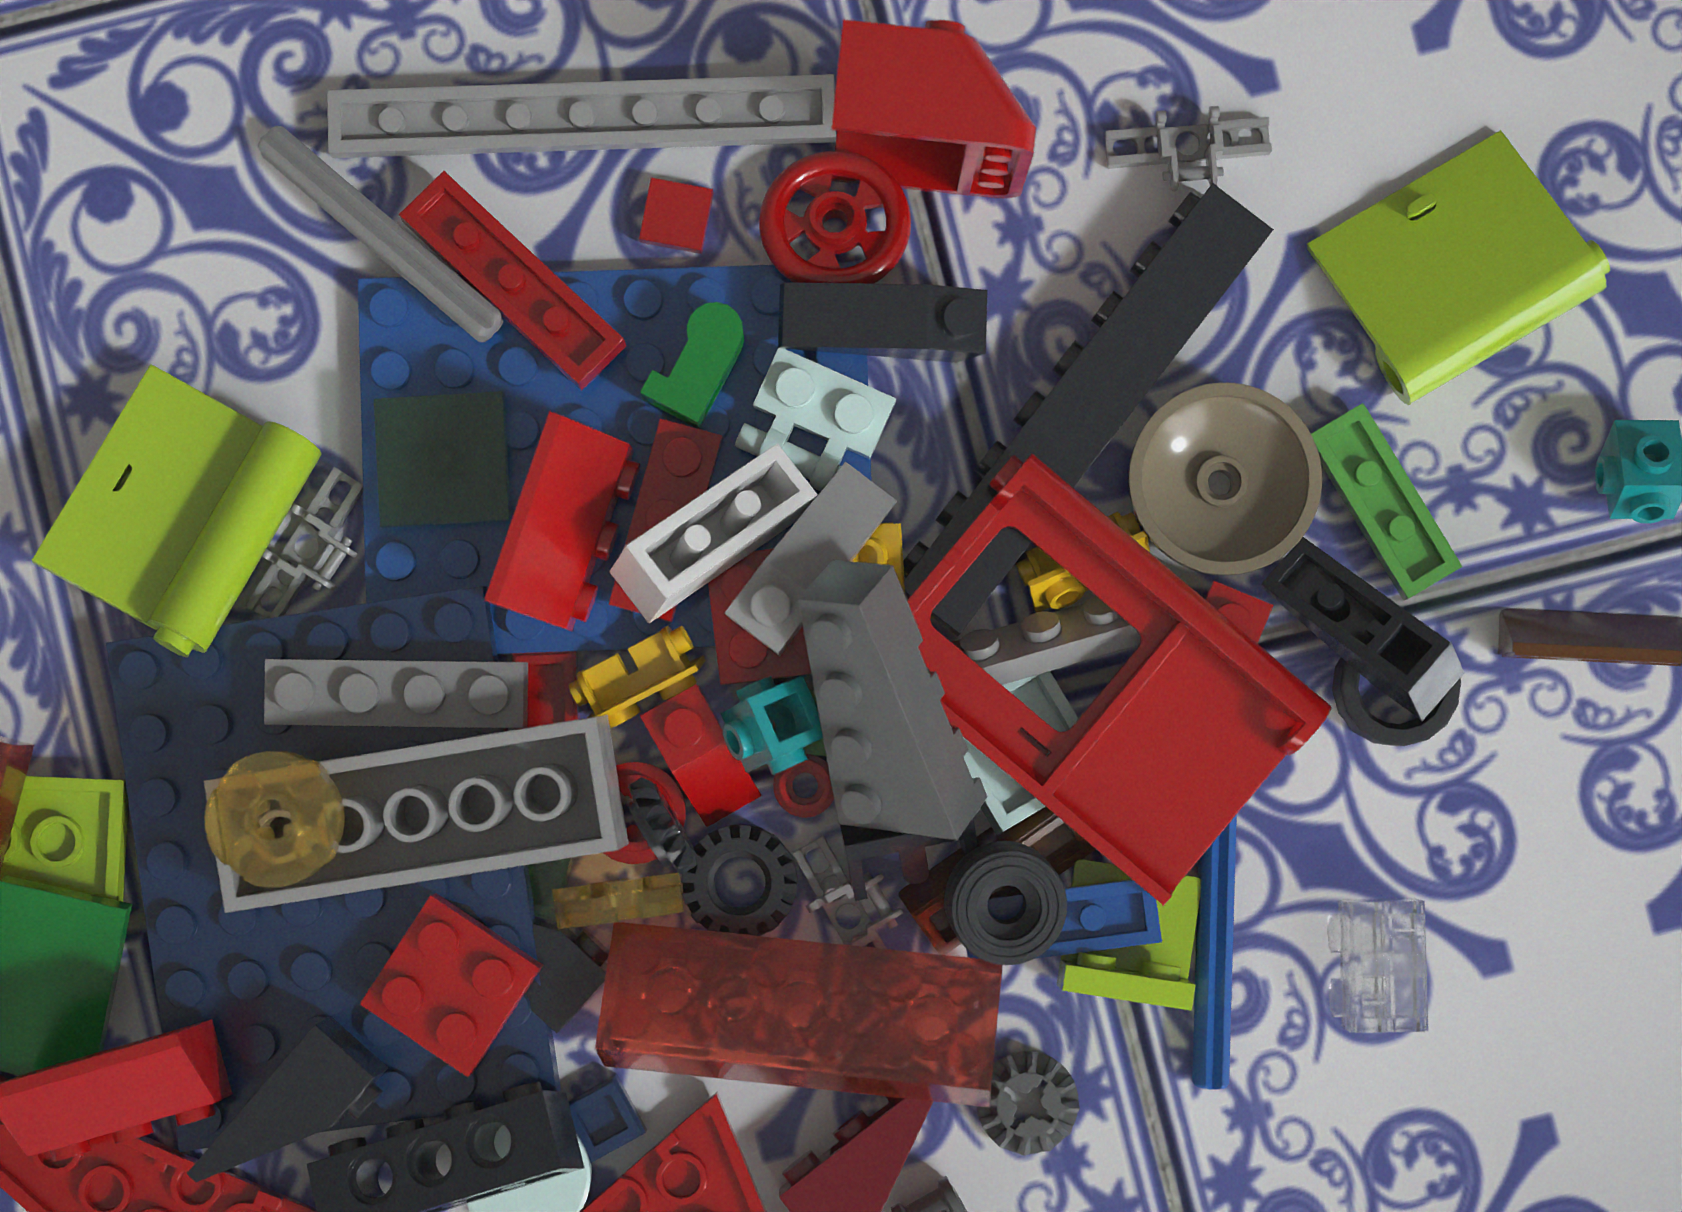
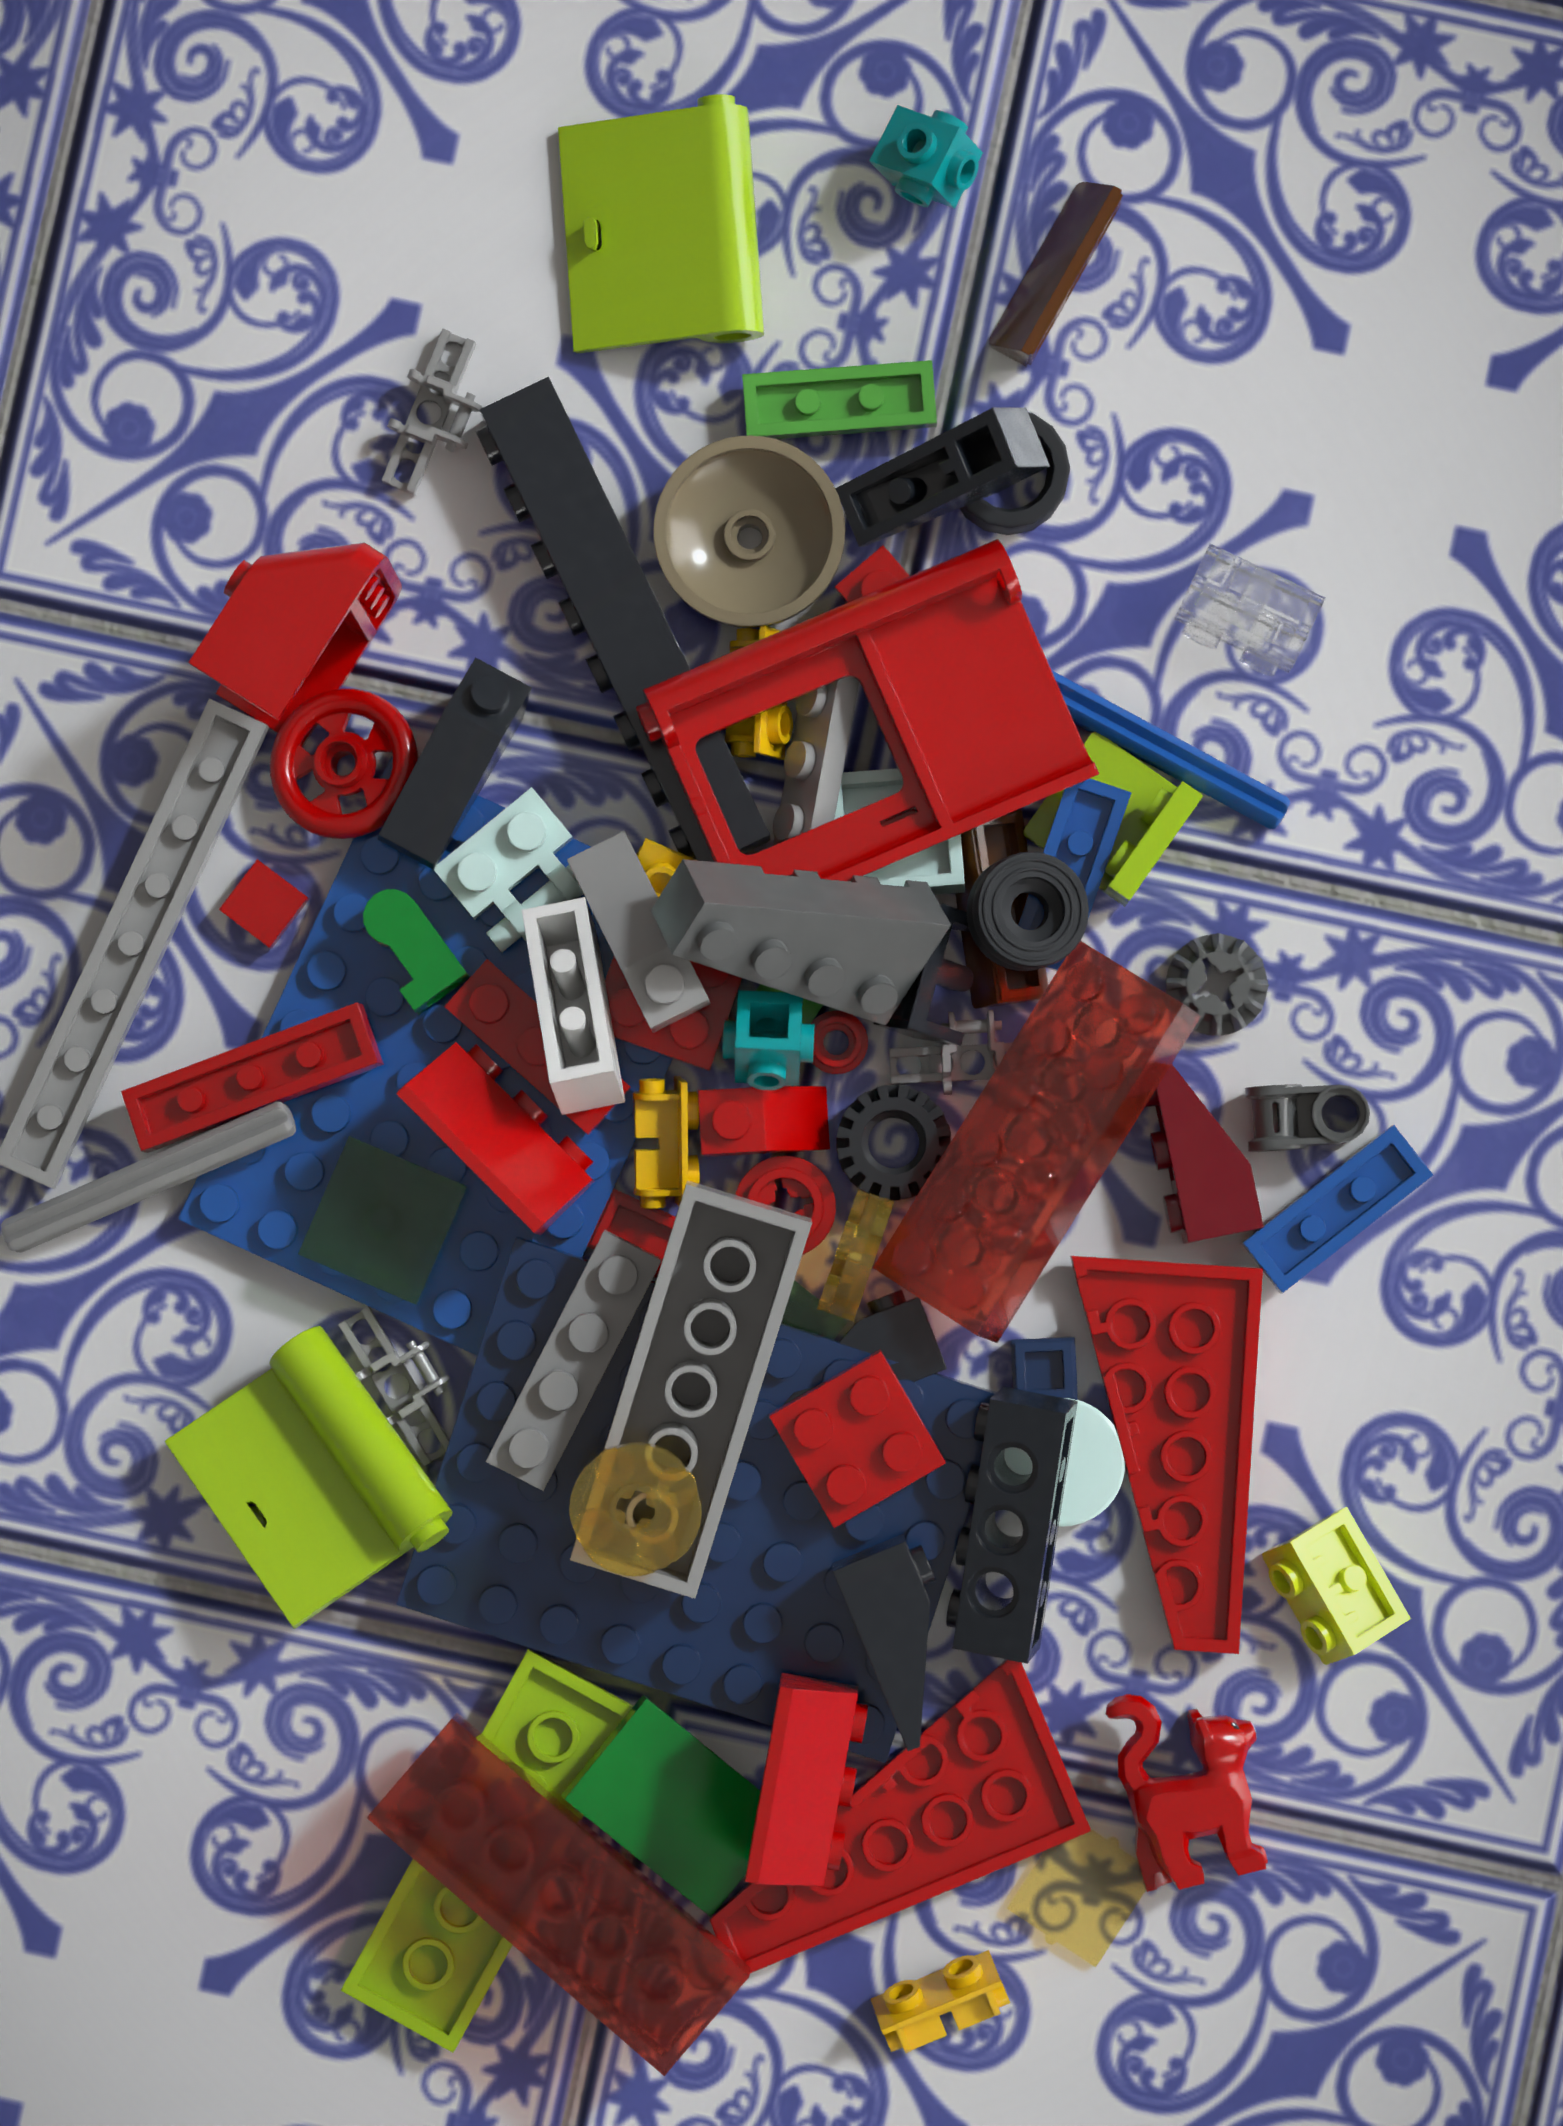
camera: 60 degrees left, 0 degrees up
(660, 826) = (808, 1183): black gear -> none

